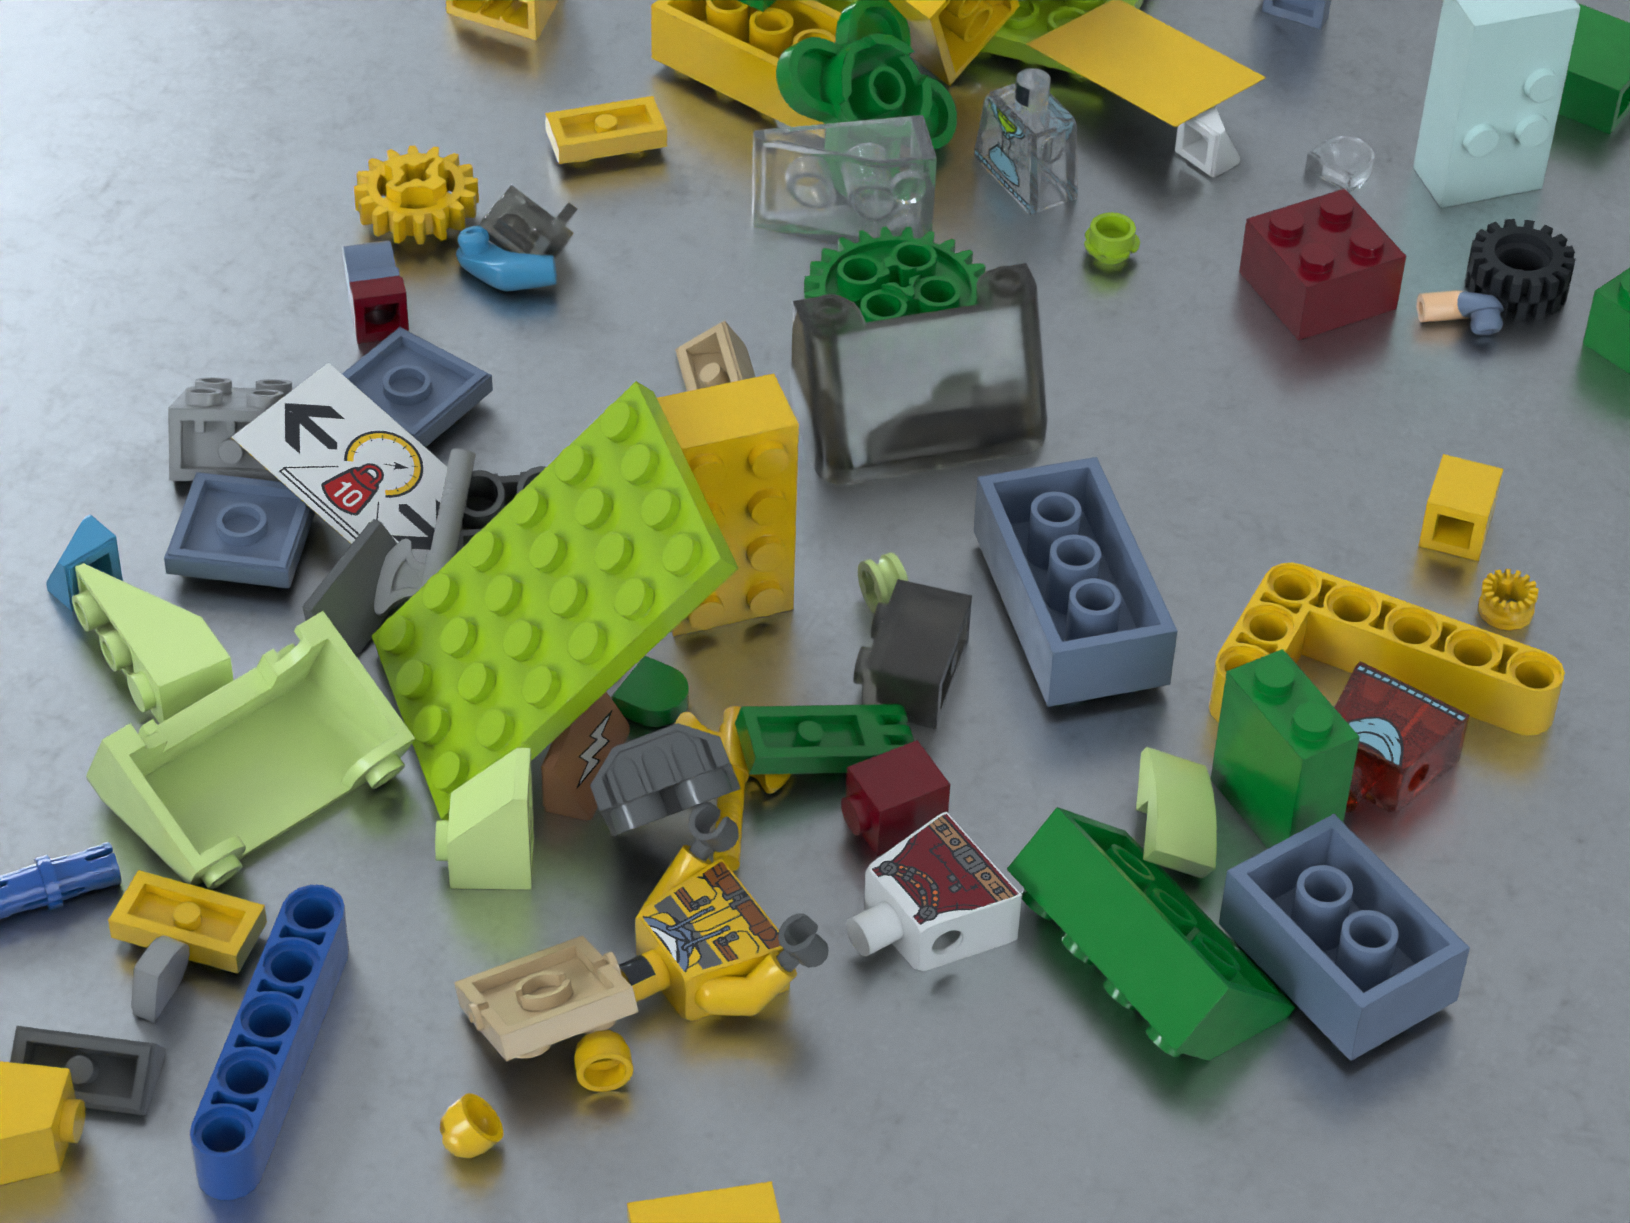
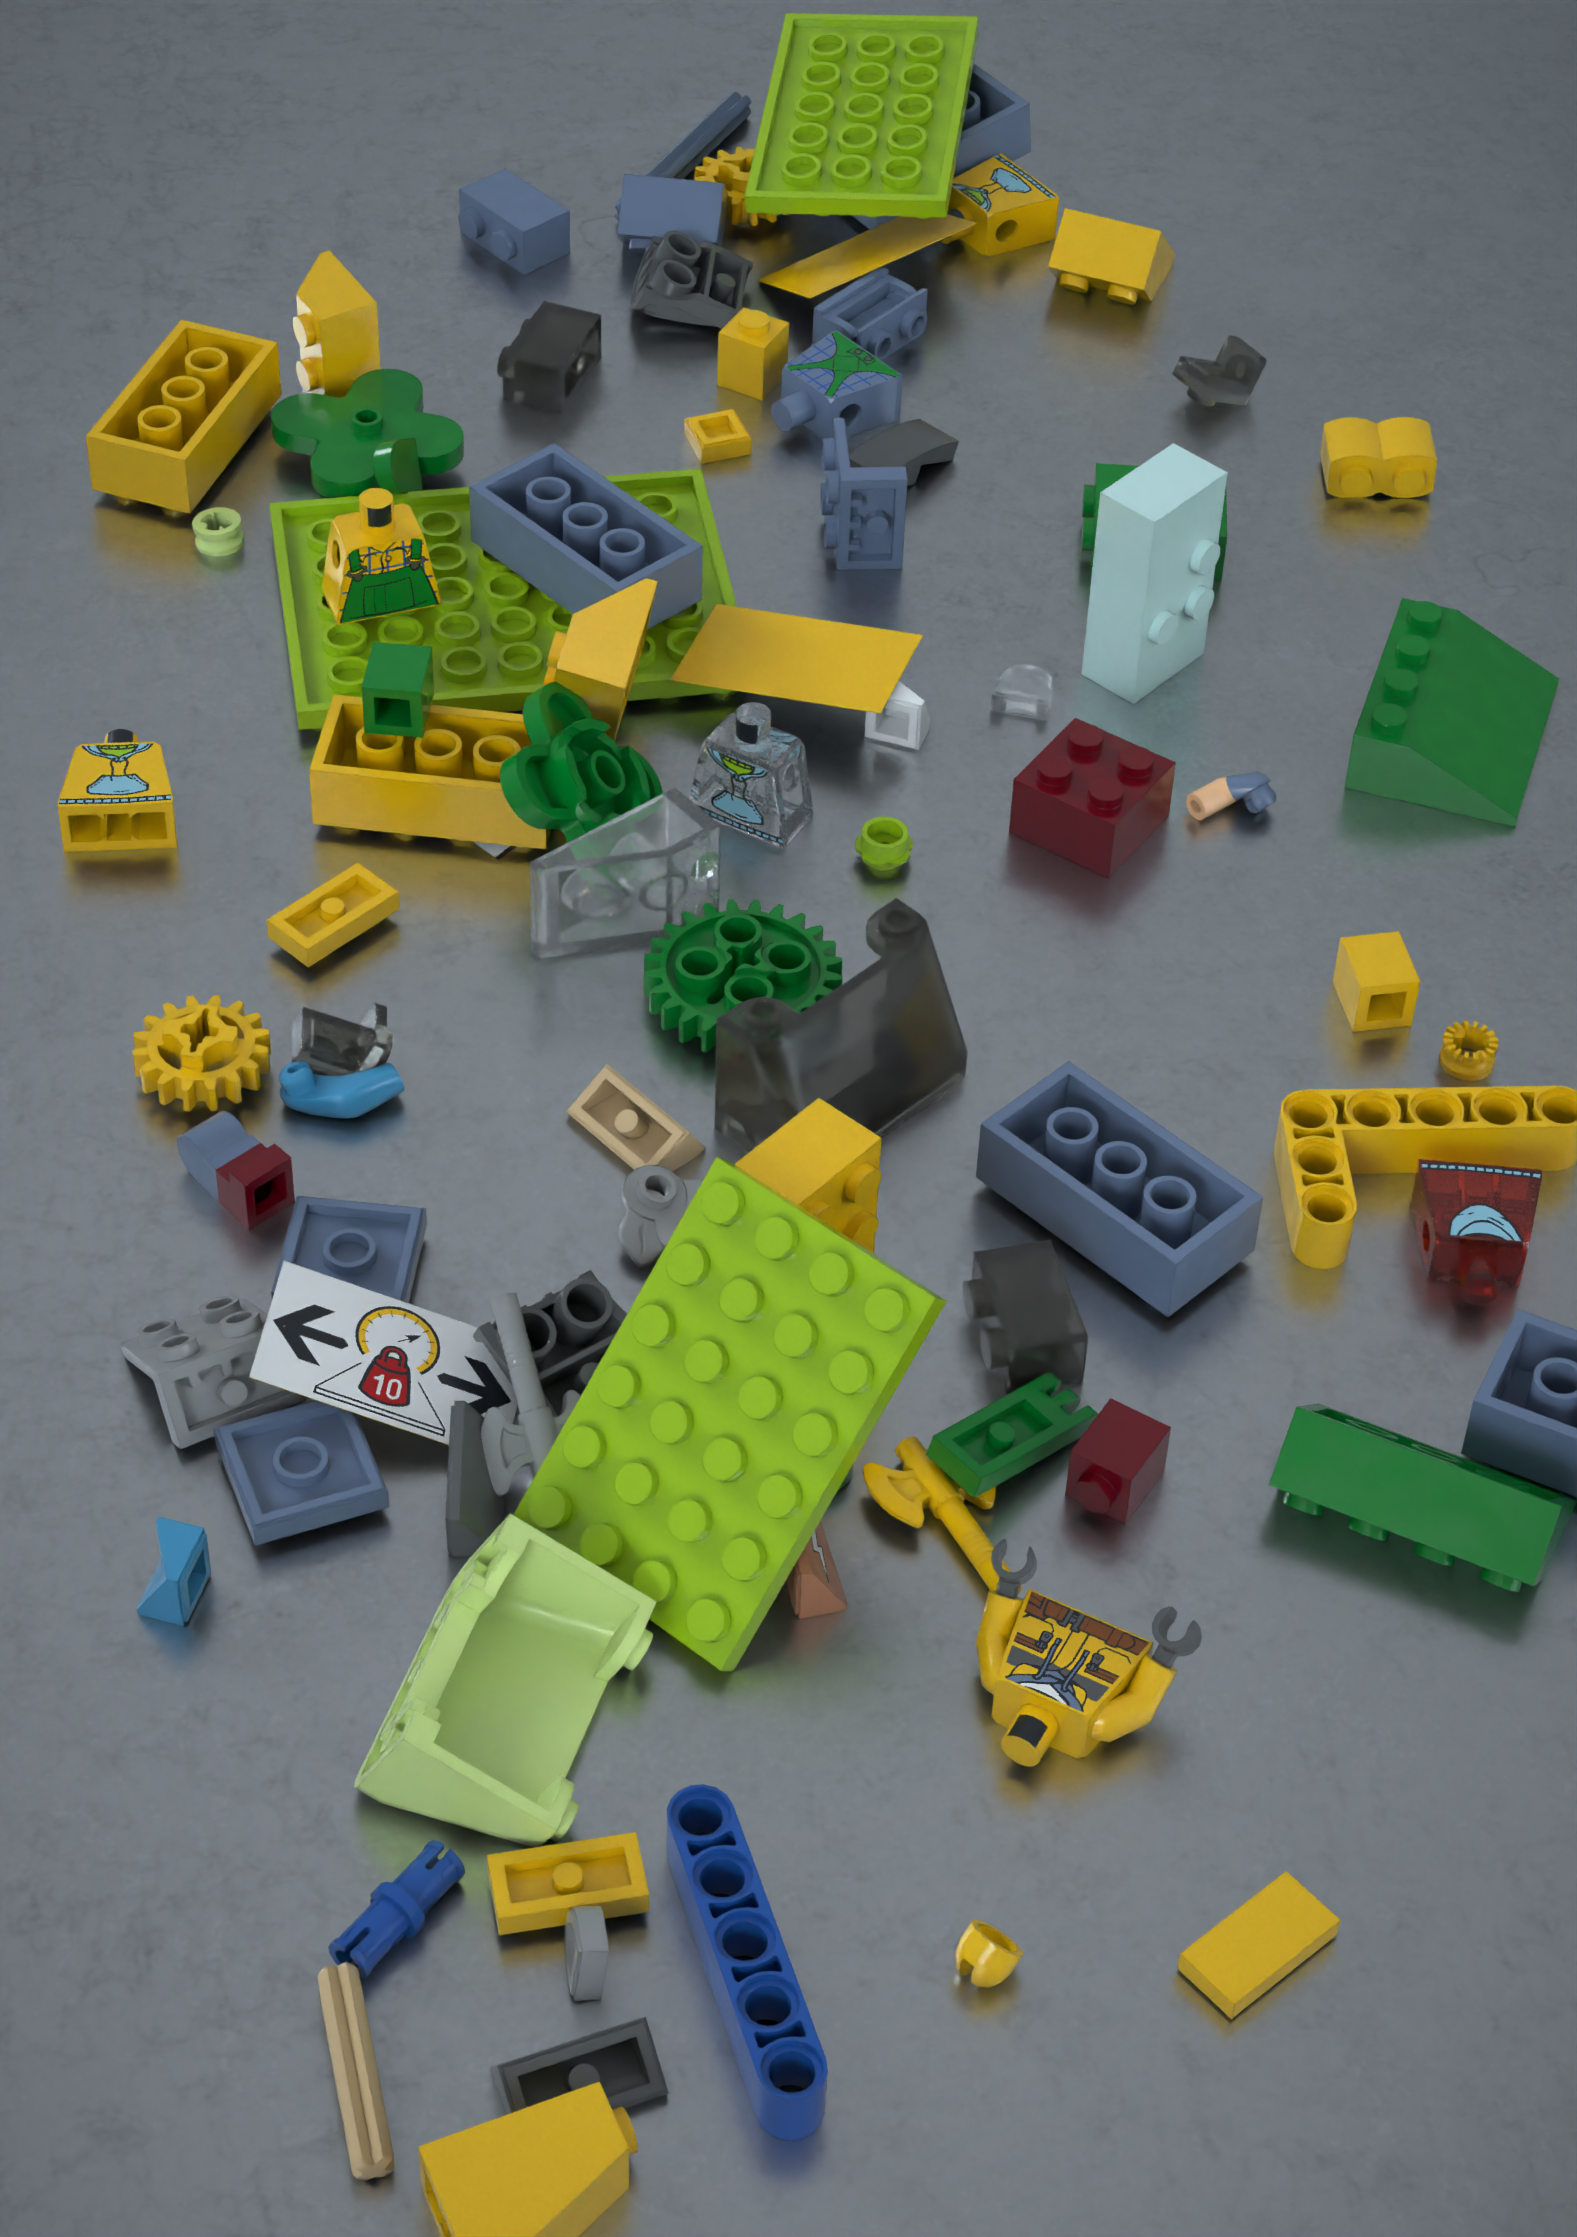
camera: 30 degrees left, 0 degrees up
(159, 646) = (321, 1623): yellowish green slope -> none
(491, 827) = (795, 1653): yellowish green slope -> none
(546, 998) = (968, 1796): tan plate -> none
(603, 1061) = (1052, 1830): yellow hinge -> none
(661, 776) = (924, 1548): dark grey slope -> none
(879, 579) = (944, 1261): yellowish green bush -> none
(935, 899) = (1225, 1540): torso -> none
(1179, 813) = (1371, 1369): yellowish green slope -> none
(1281, 749) = (1432, 1276): green brick -> none
(1545, 263) = (1277, 725): black tyre -> none

